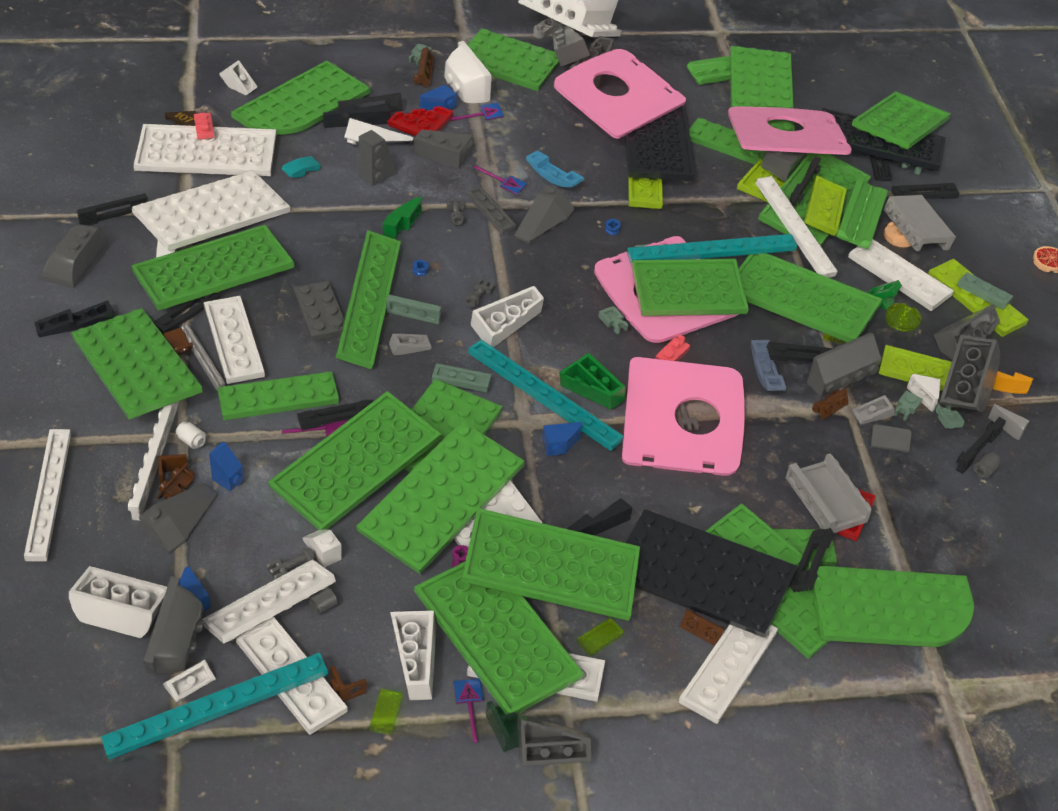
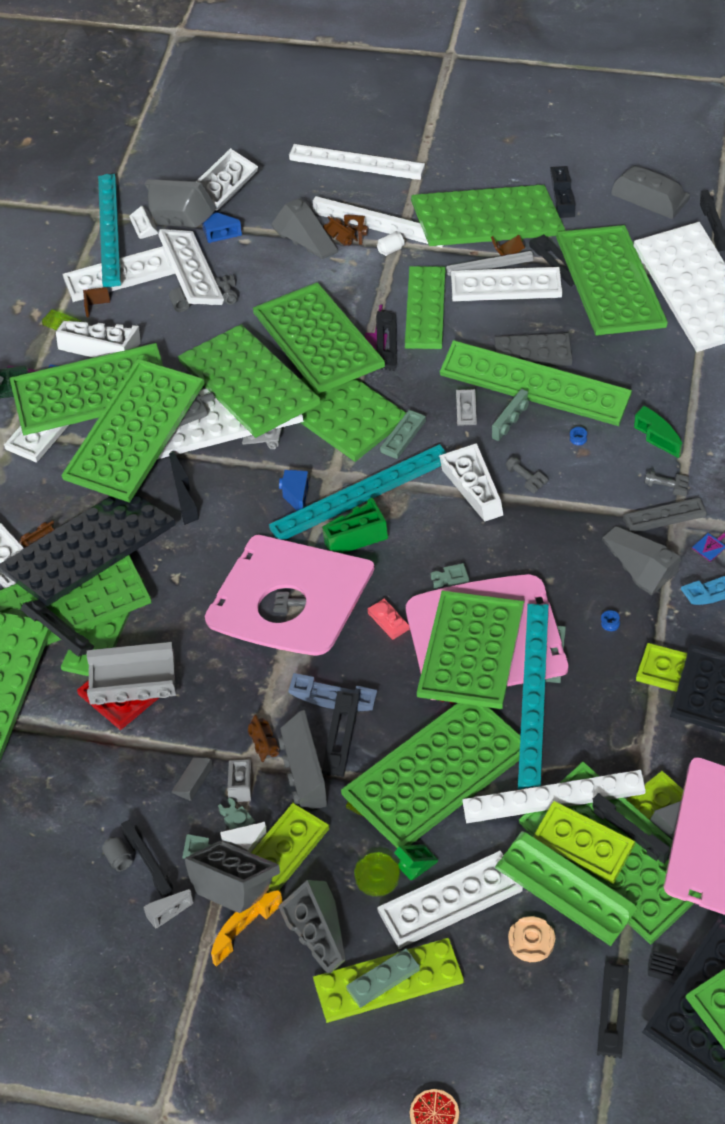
camera: 115 degrees right, 5 degrees up
(225, 467) = (338, 255): blue slope -> none
(324, 546) = (235, 306): white slope -> none
(600, 637) = (61, 461): clear neon green tile -> none
(918, 221) = (536, 956): light grey panel -> none

